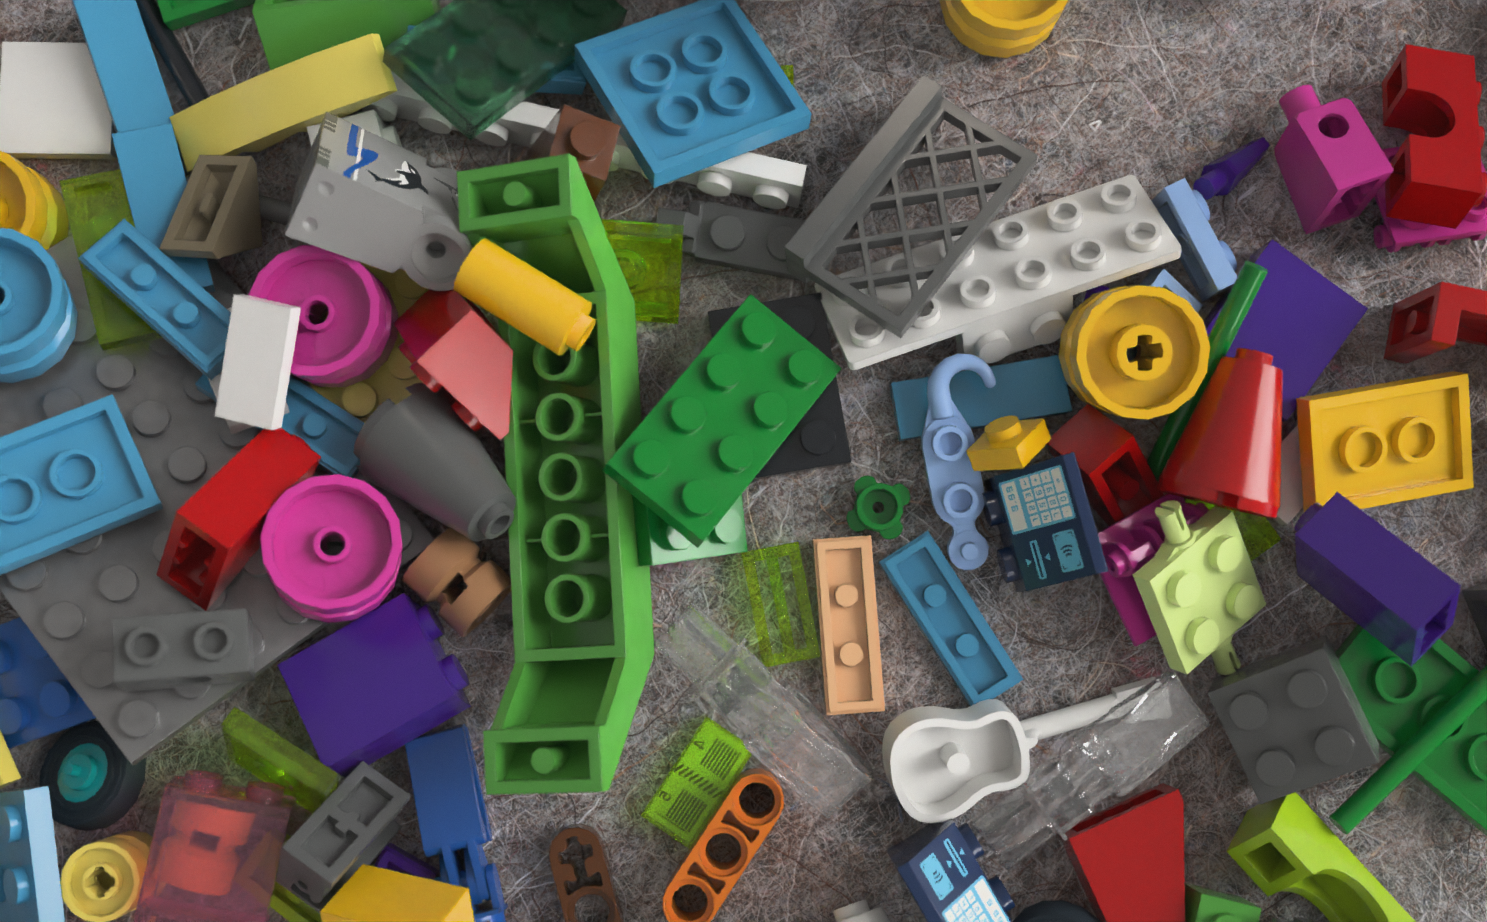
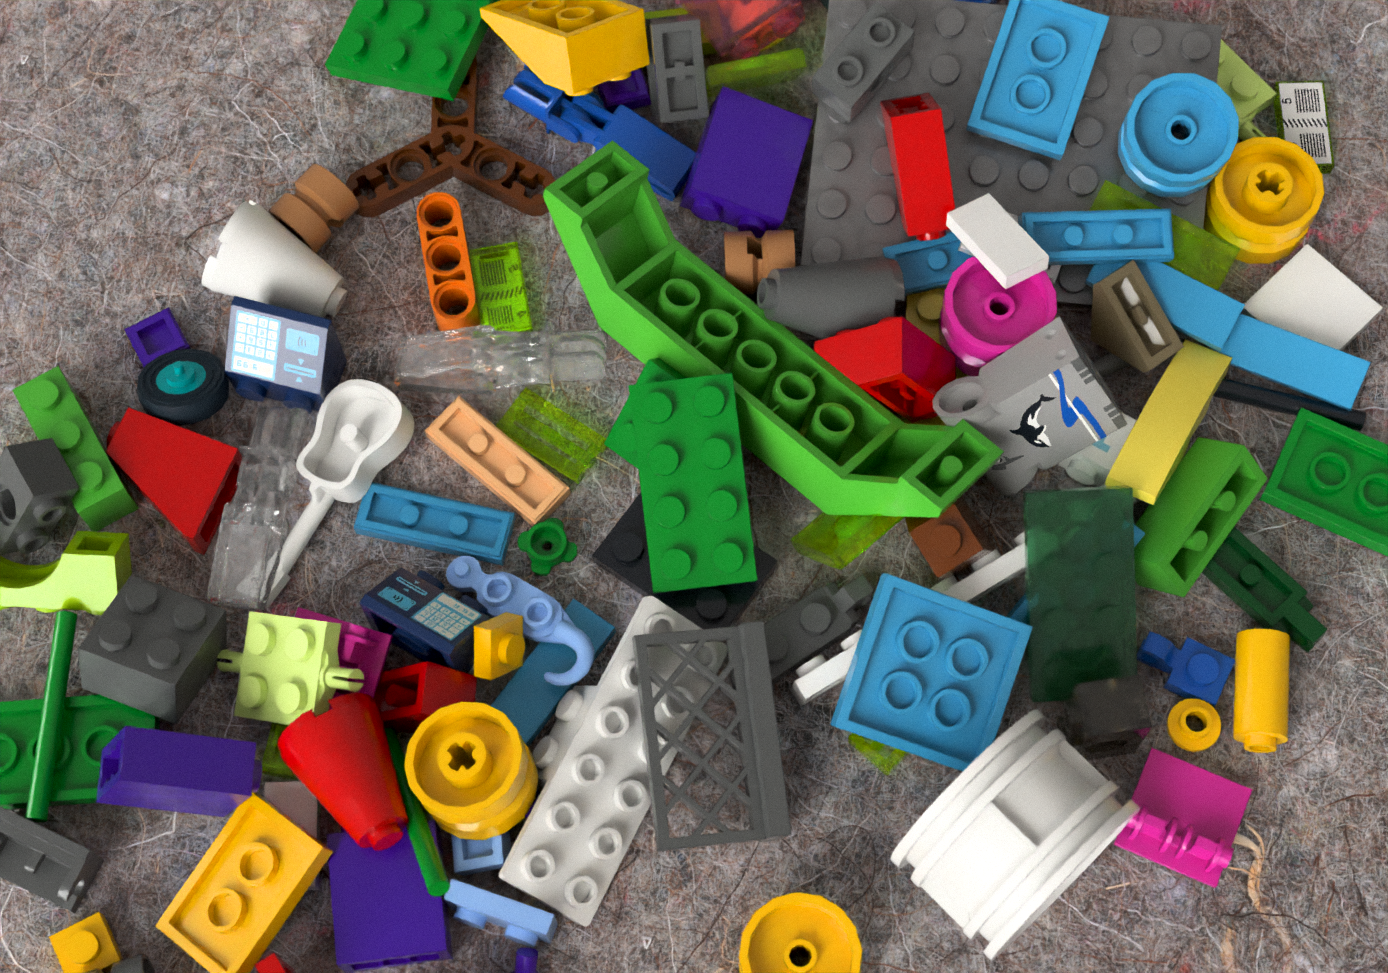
camera: 140 degrees right, 15 degrees down
(325, 512) = (844, 164): dark pink wheel -> none
(524, 298) = (881, 419): yellow brick -> none

